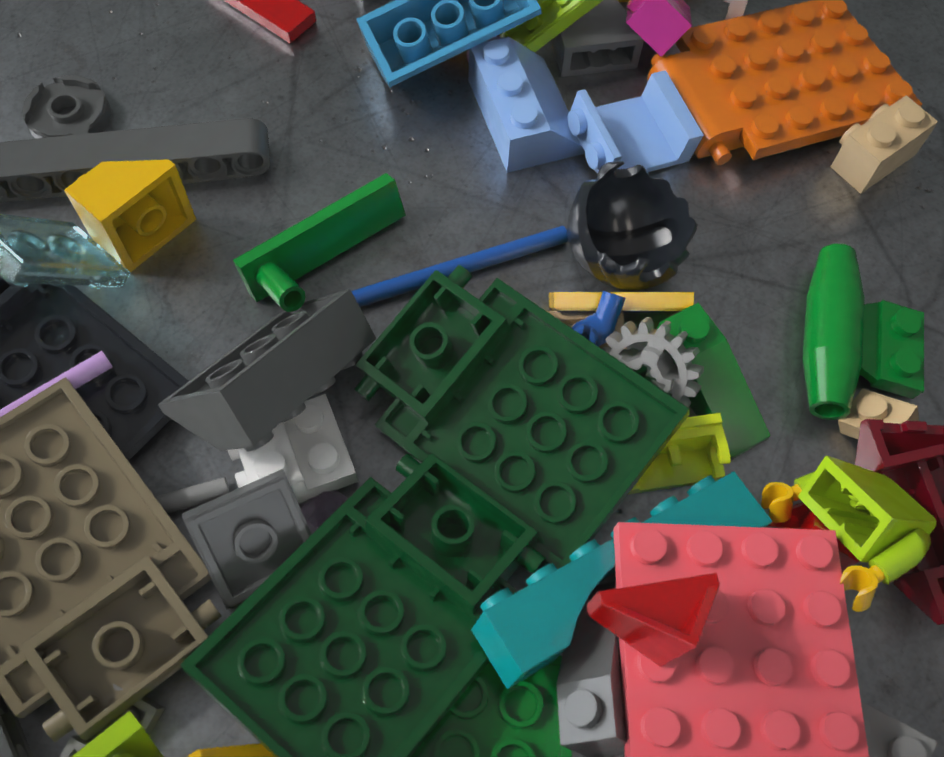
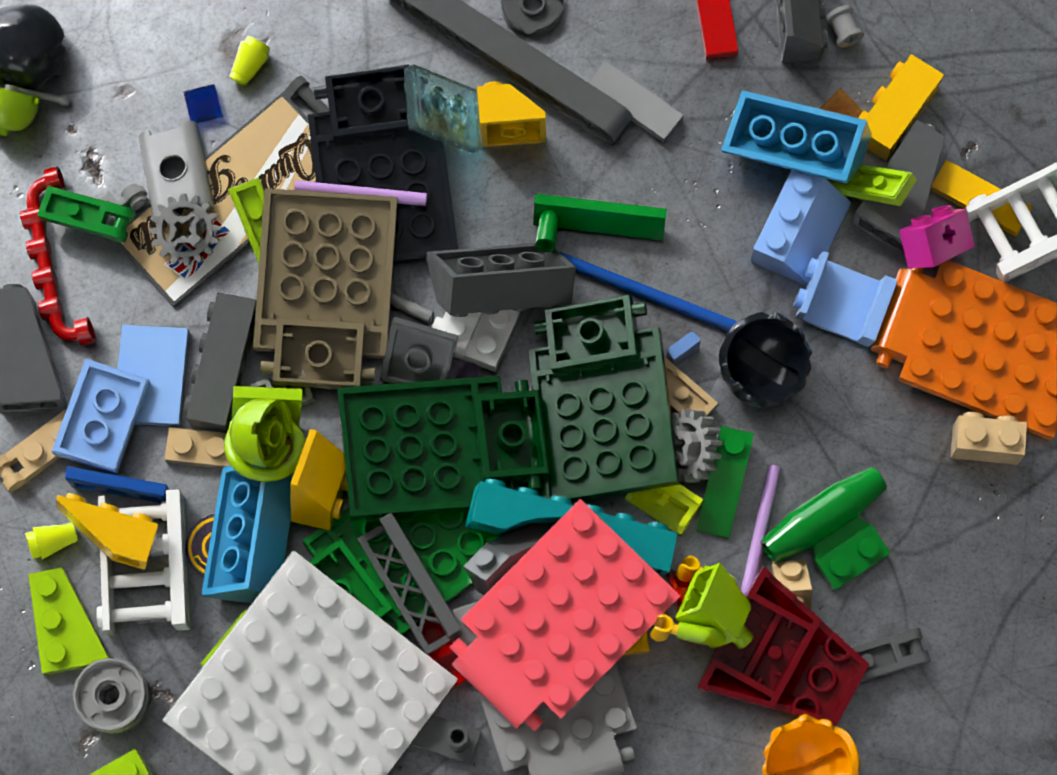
camera: 50 degrees right, 10 degrees up
(282, 115) = (646, 108): none -> light grey tile
(536, 281) = (683, 348): none -> medium blue tile
(603, 321) = (685, 398): blue arm -> none
(634, 301) = (719, 392): yellow tile -> none
(658, 617) = (547, 547): red slope -> none
(785, 393) = (761, 525): none -> lavender bar

